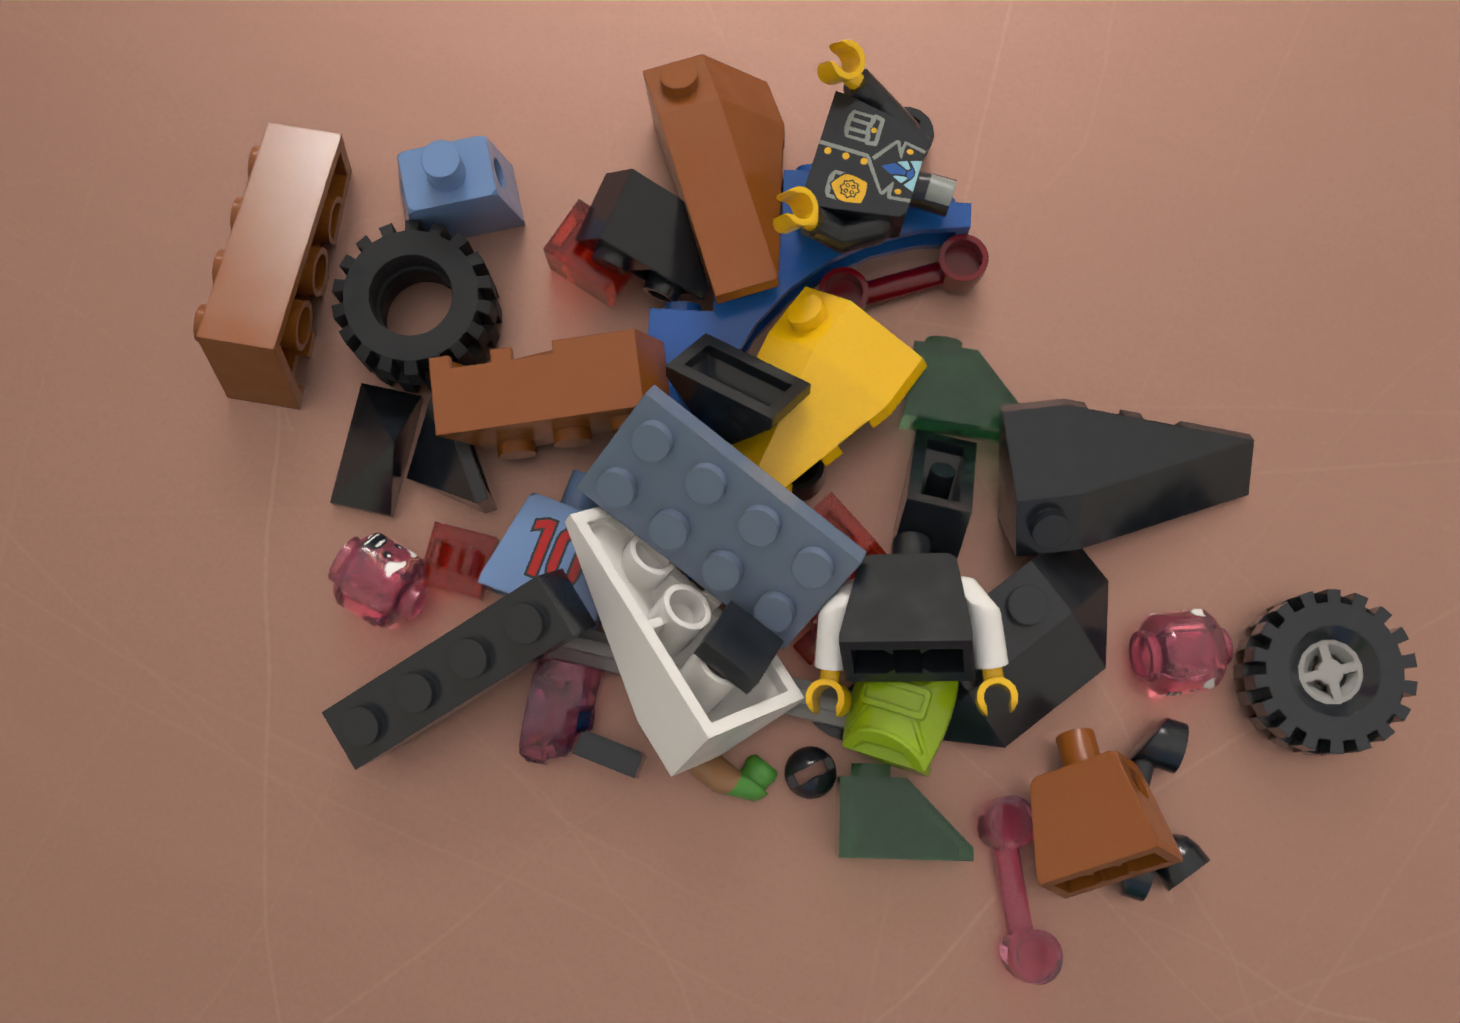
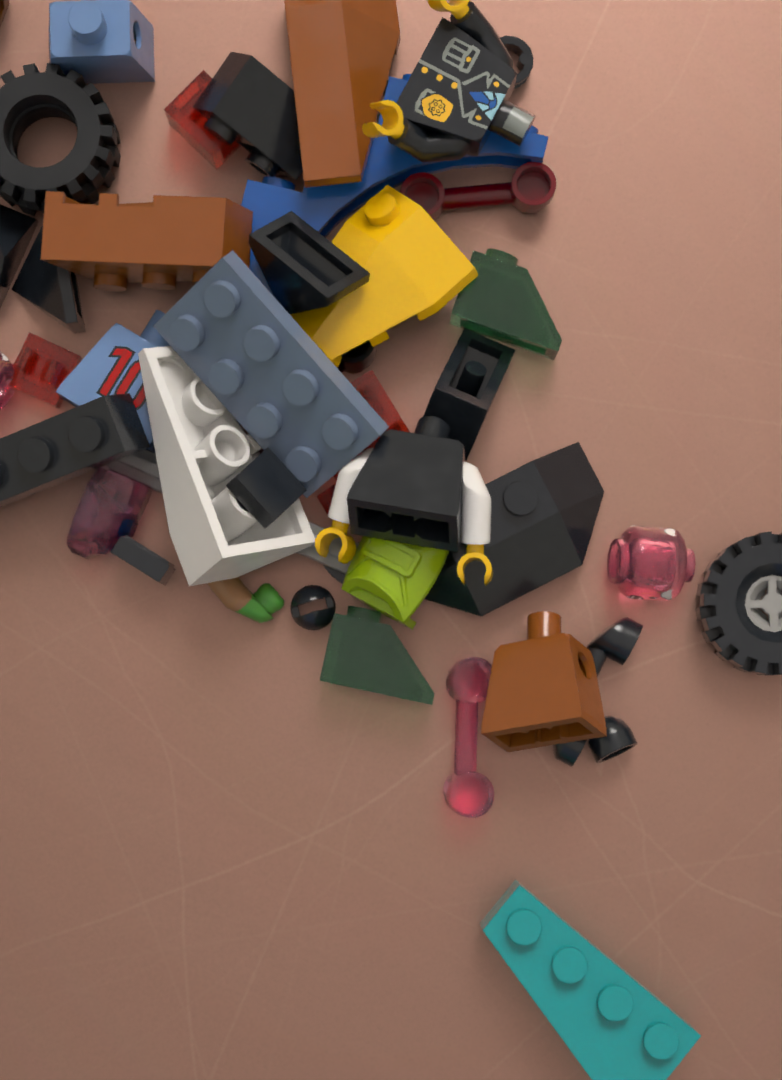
camera: 10 degrees right, 5 degrees up
(1098, 475) = (611, 399): black wedge -> none

